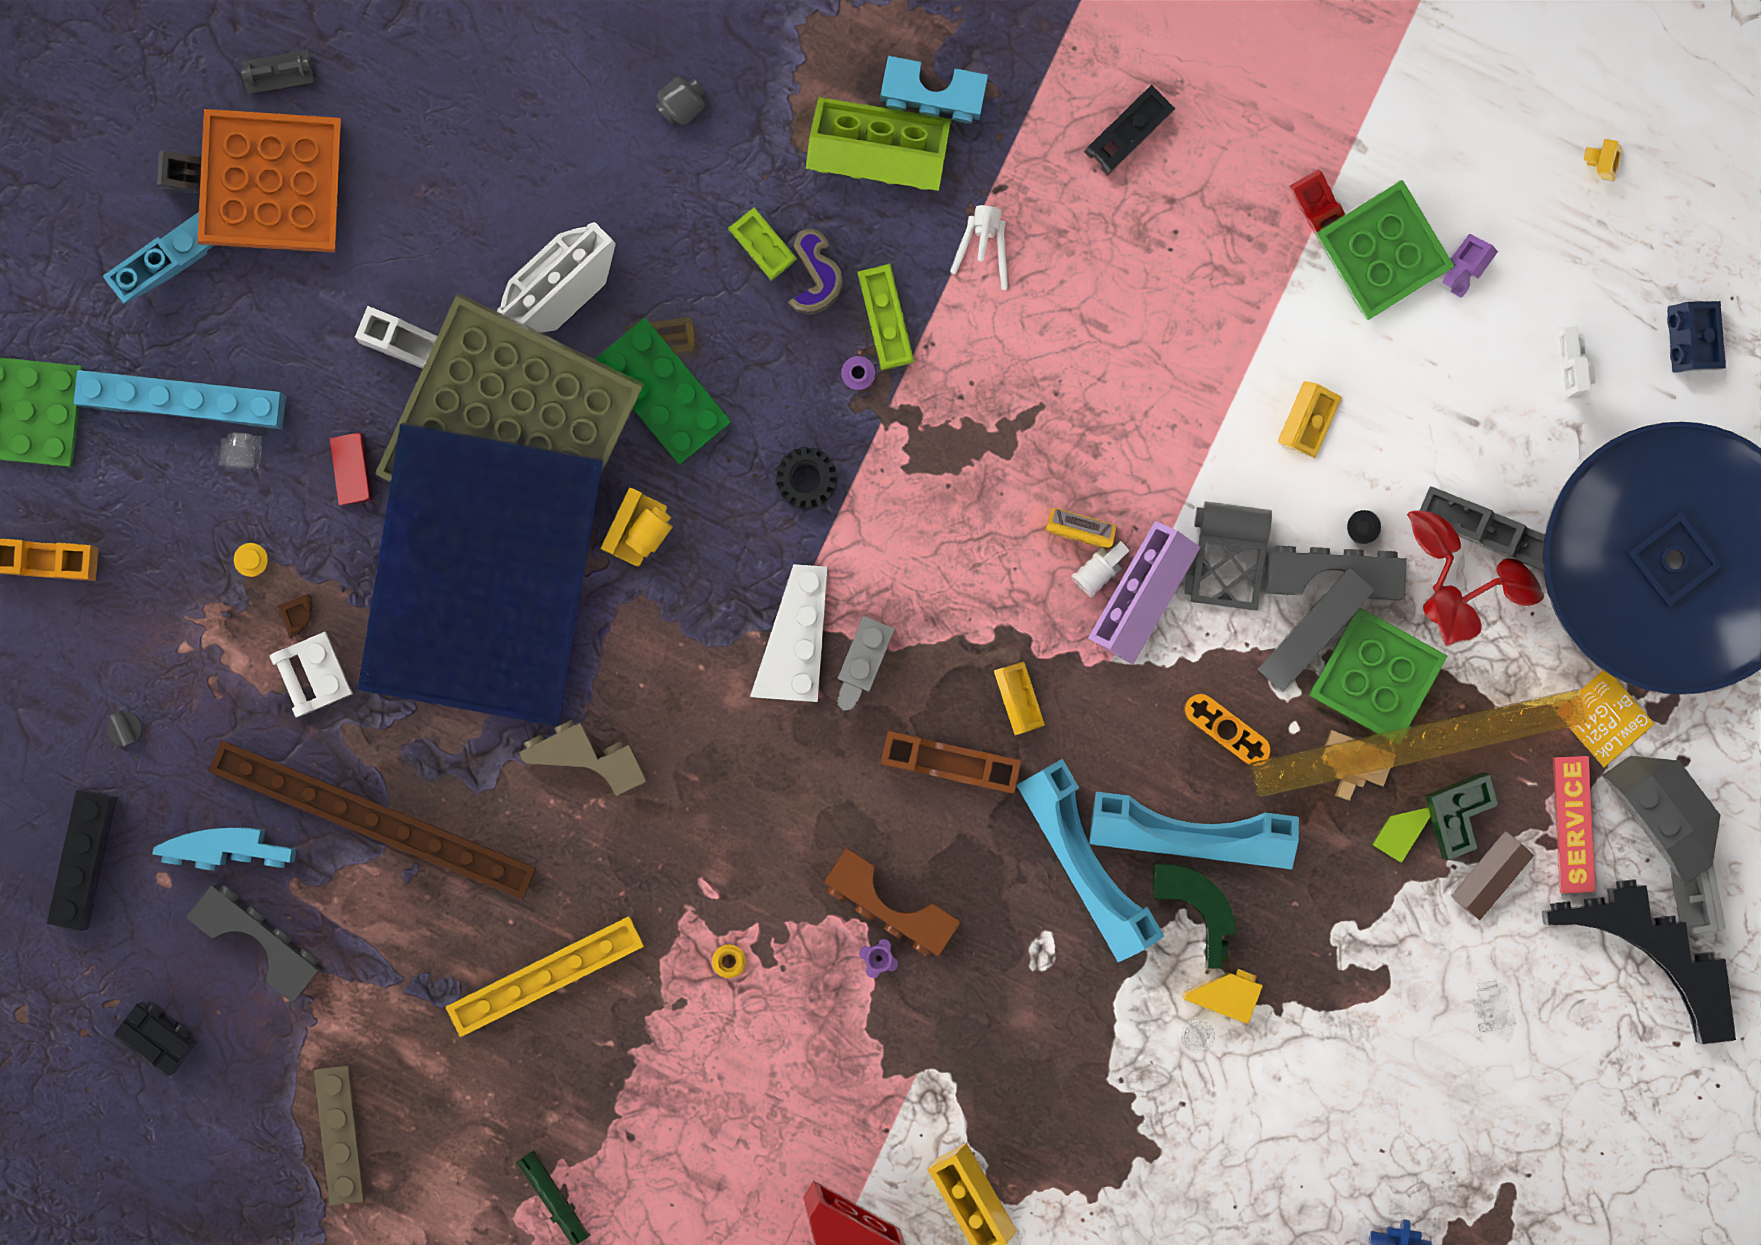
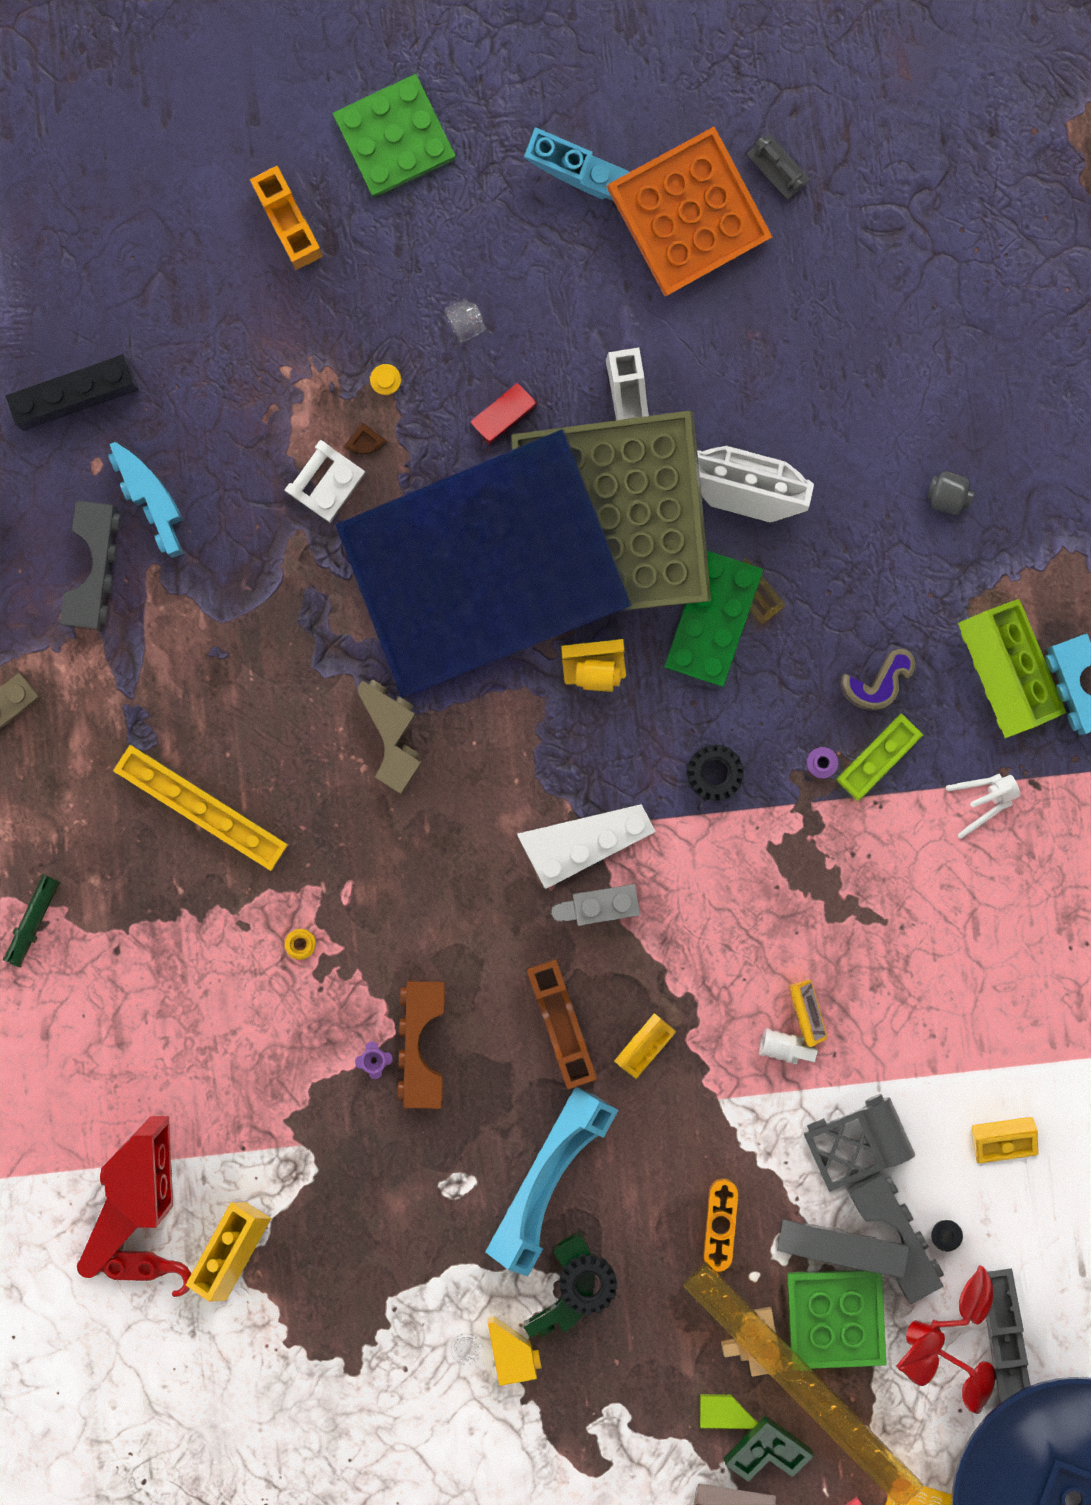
camera: 55 degrees right, 0 degrees up
(124, 728) = (194, 363): dark grey plate -> none
(179, 172) = (652, 137): dark grey slope -> none
(179, 398) = (476, 247): medium azure arch -> none
(372, 819) = (241, 598): reddish brown plate -> none
(762, 244) = (877, 625): lime plate -> none
(1144, 592) = (789, 1094): lavender brick -> none
(1225, 884) = (592, 1303): none -> black tyre
(1257, 841) = (646, 1301): medium azure arch -> none

